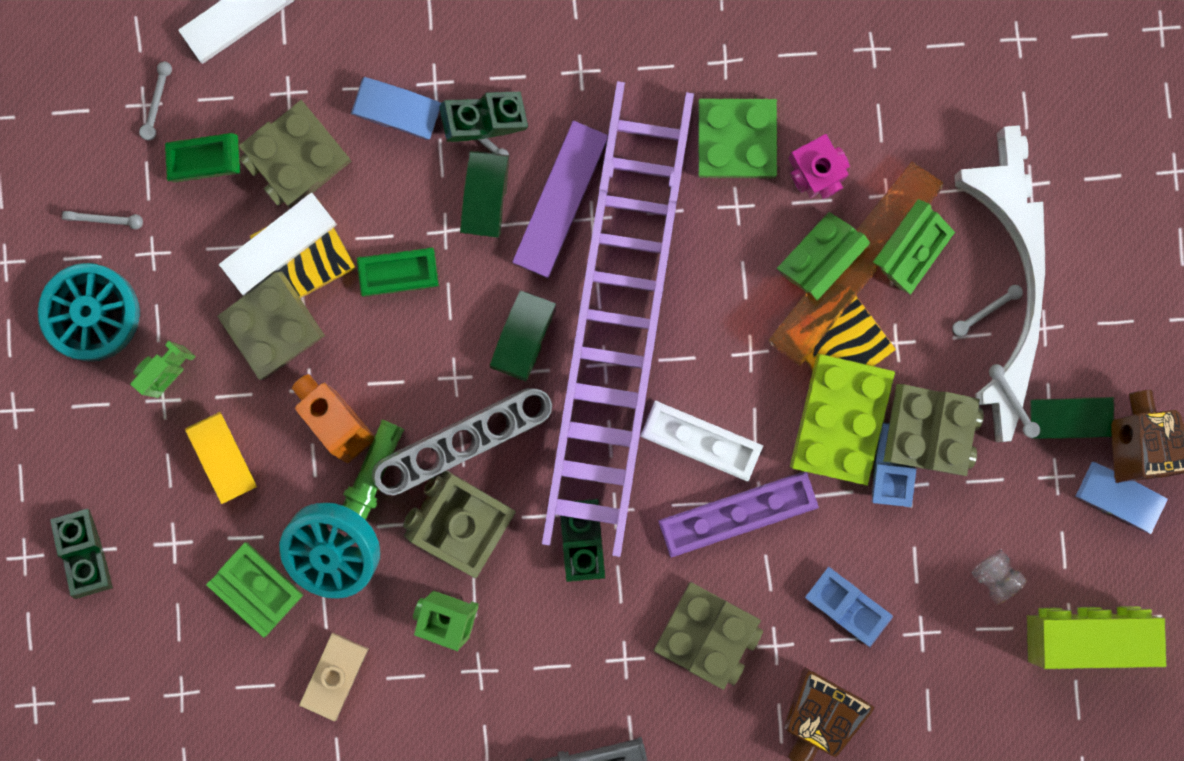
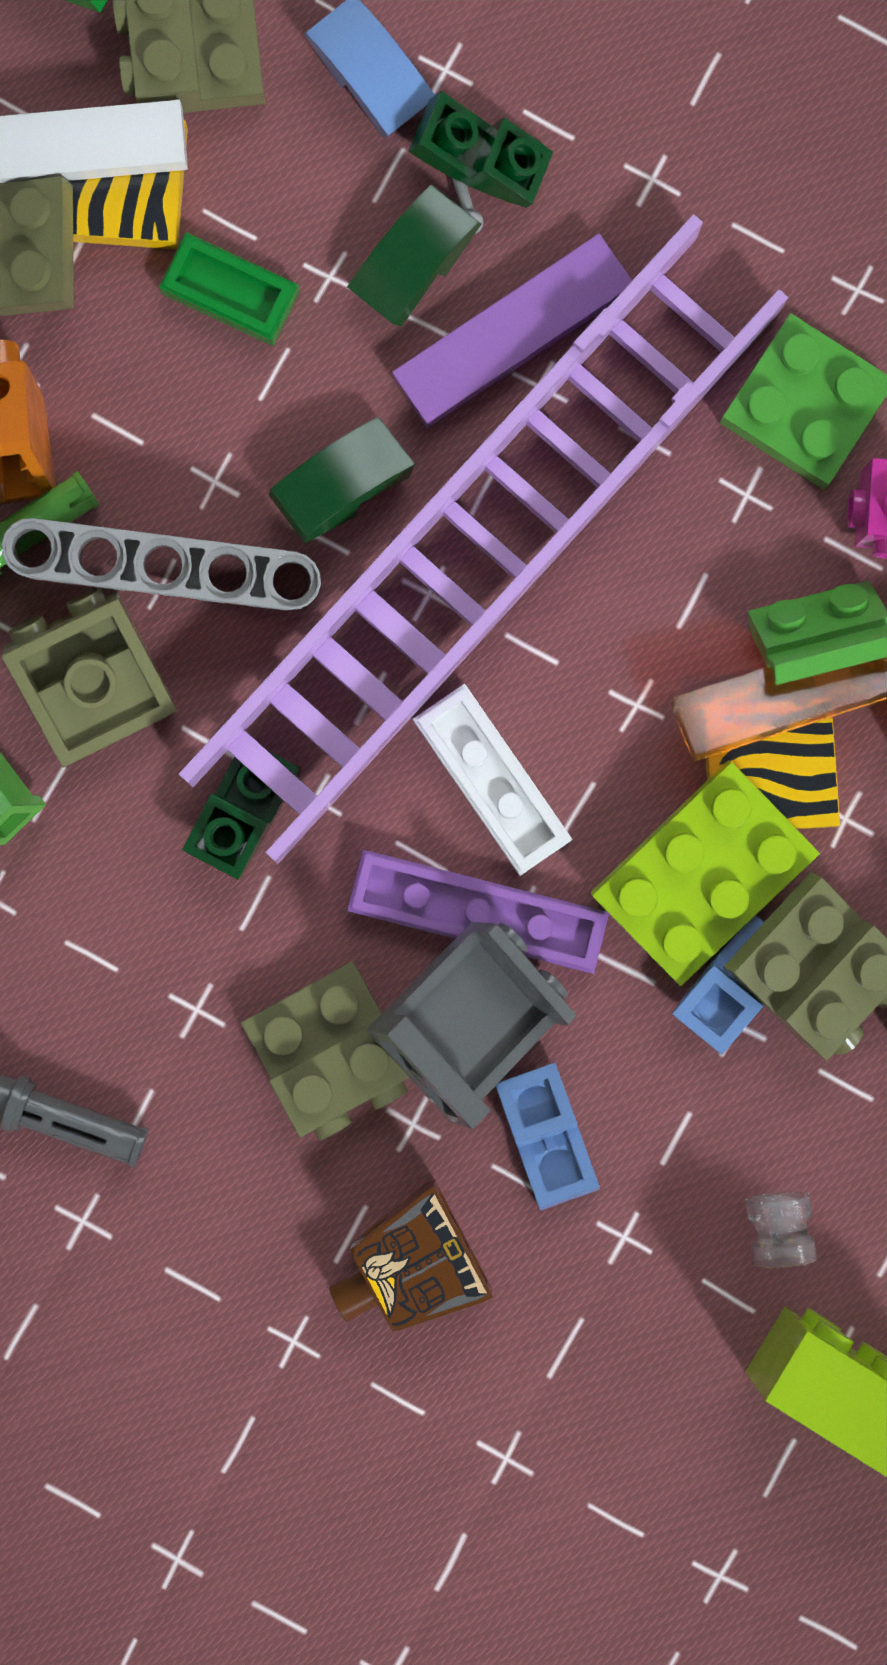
camera: 35 degrees right, 0 degrees up
(772, 572) = (471, 1019): none -> dark grey panel

